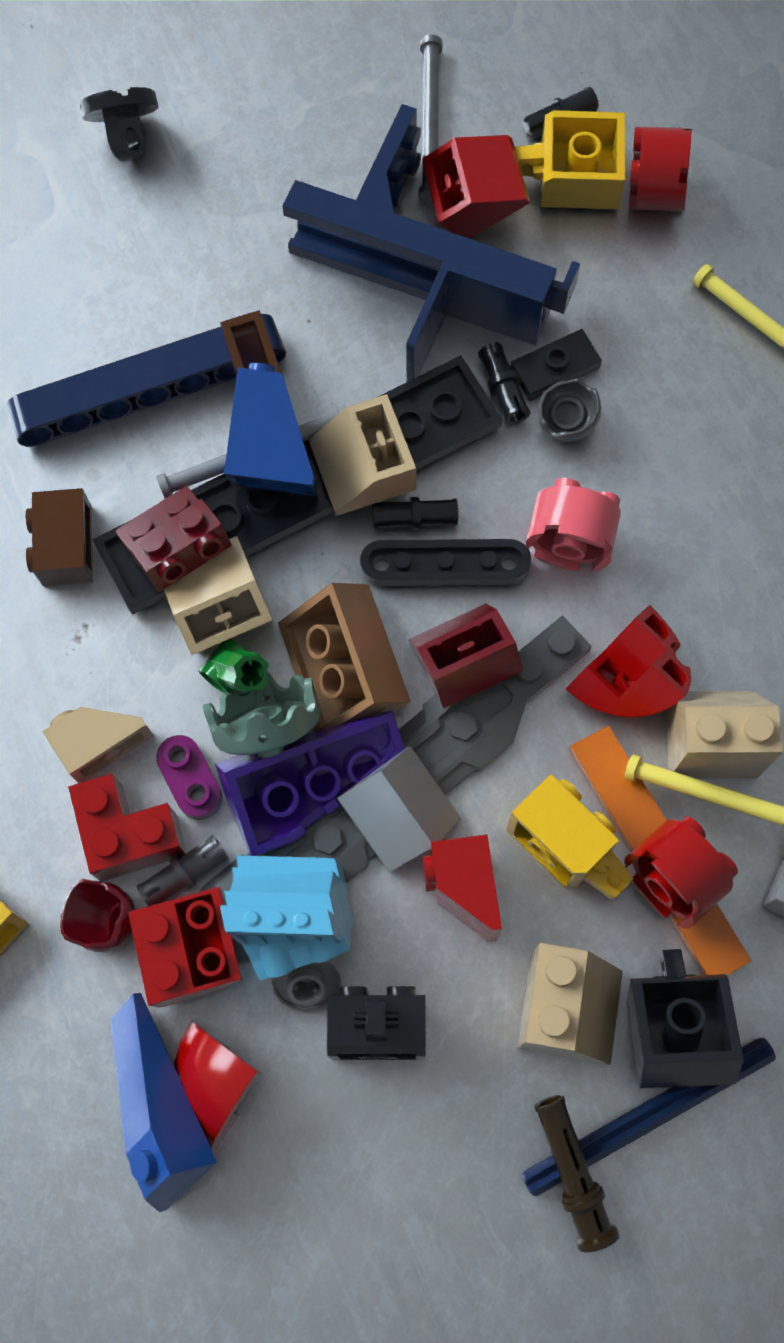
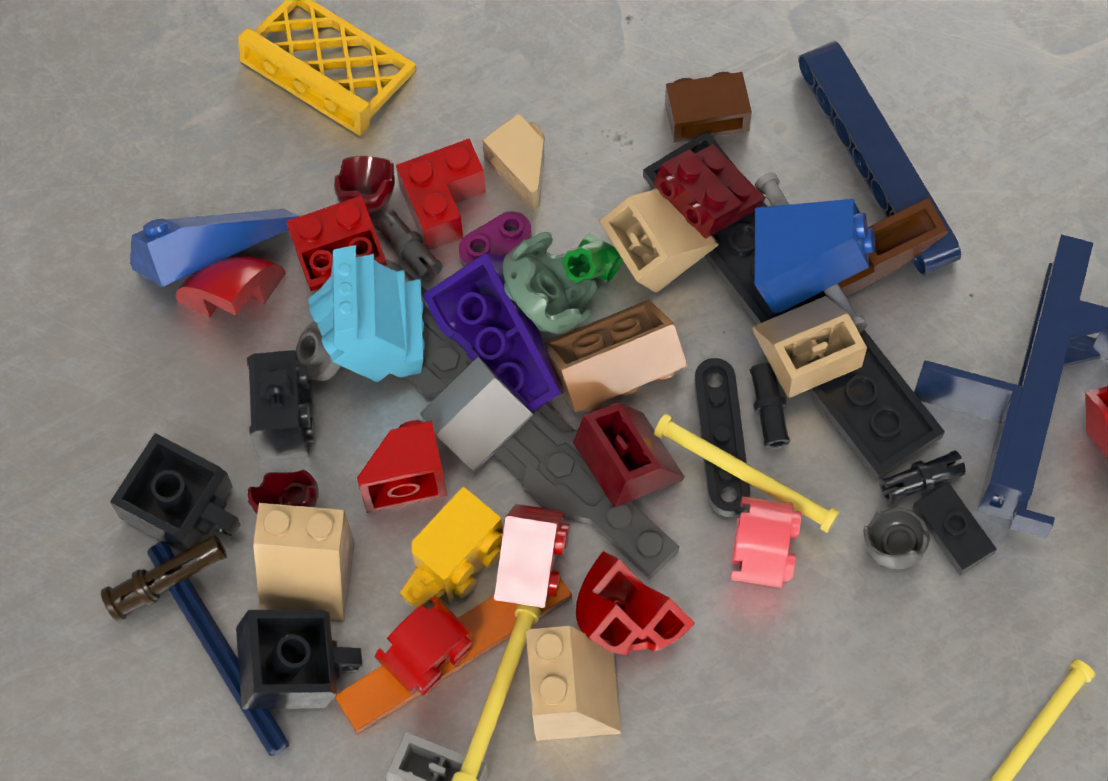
camera: 85 degrees right, 5 degrees down
(437, 610) = (746, 472): none -> light yellow bar
(477, 1157) = (175, 495): none -> black hinge
(485, 1026) = (285, 489): none -> dark red hair
(572, 749) = (528, 555): none -> brick

